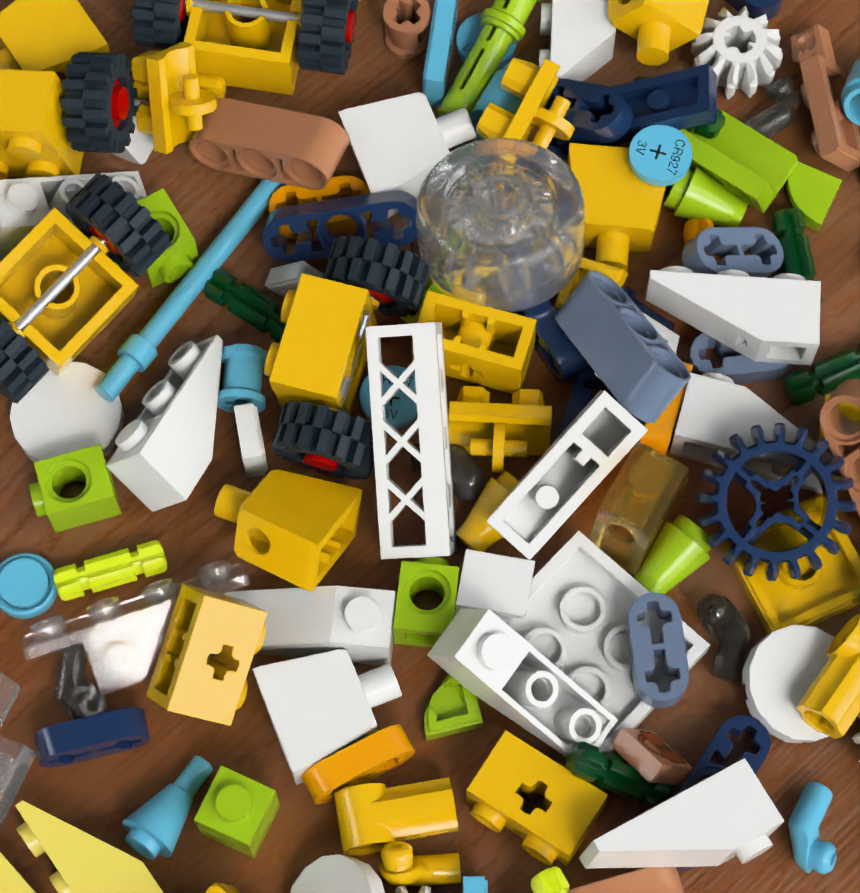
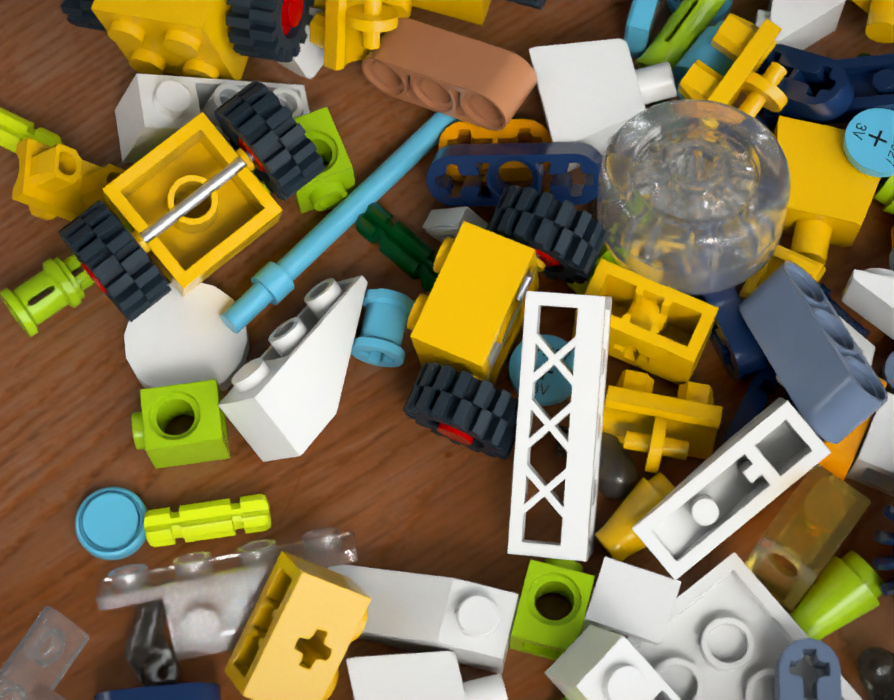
camera: 10 degrees right, 0 degrees up
(251, 440) = (382, 397): white tile -> none
(292, 524) = (413, 500): yellow torso -> none

